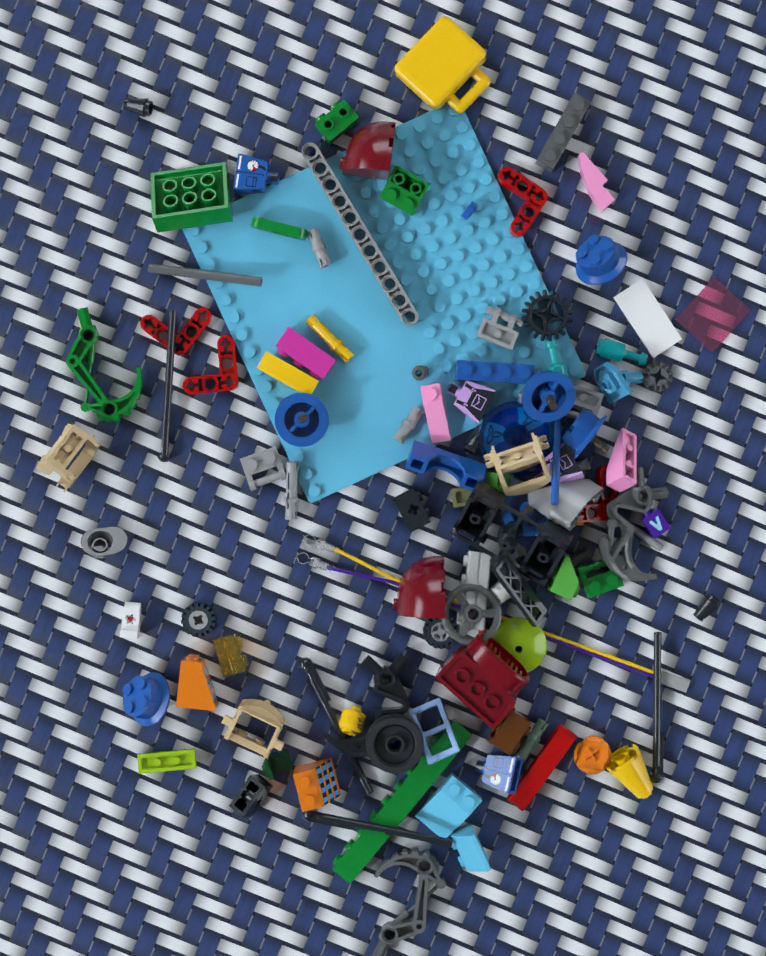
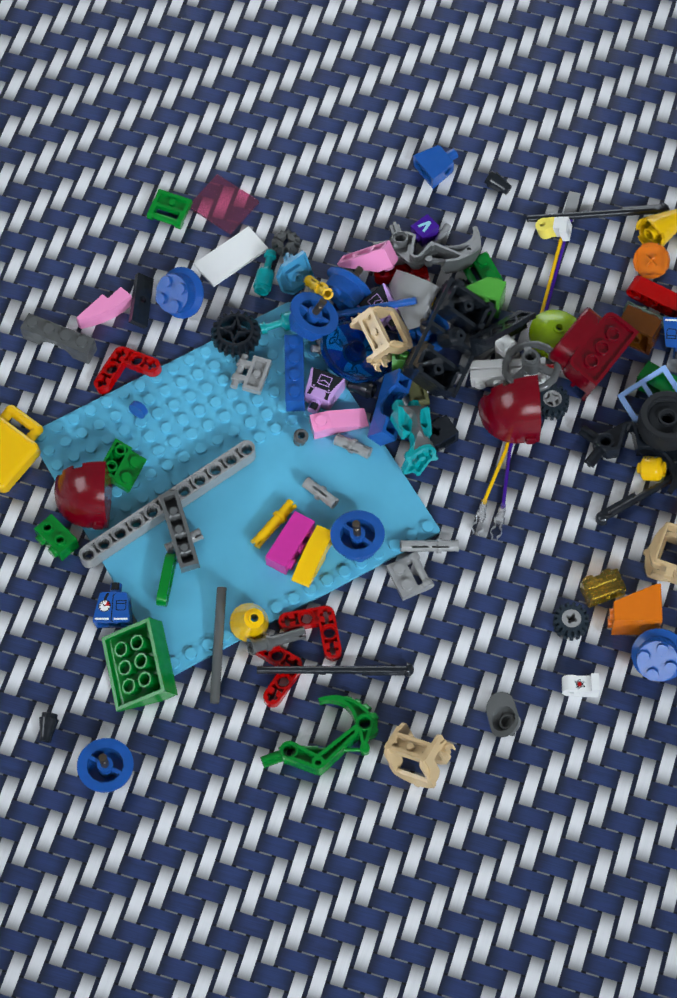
camera: 90 degrees left, 25 degrees down
(87, 158) = (105, 765): none -> blue piece
(201, 322) = (268, 641): none -> dark grey pin
(223, 306) = (241, 622): none -> yellow cone
(319, 242) = (179, 531): none -> dark grey brick
(359, 387) = (320, 492): none -> light grey pin
(403, 491) = (409, 423): none -> teal hips
(572, 410) = (318, 287): none -> yellow pin
(610, 221) = (141, 300): none -> black tile
(644, 659) = (554, 227): none -> leg
(716, 259) = (170, 203): none -> green plate
(736, 543) = (435, 164): none -> blue torso

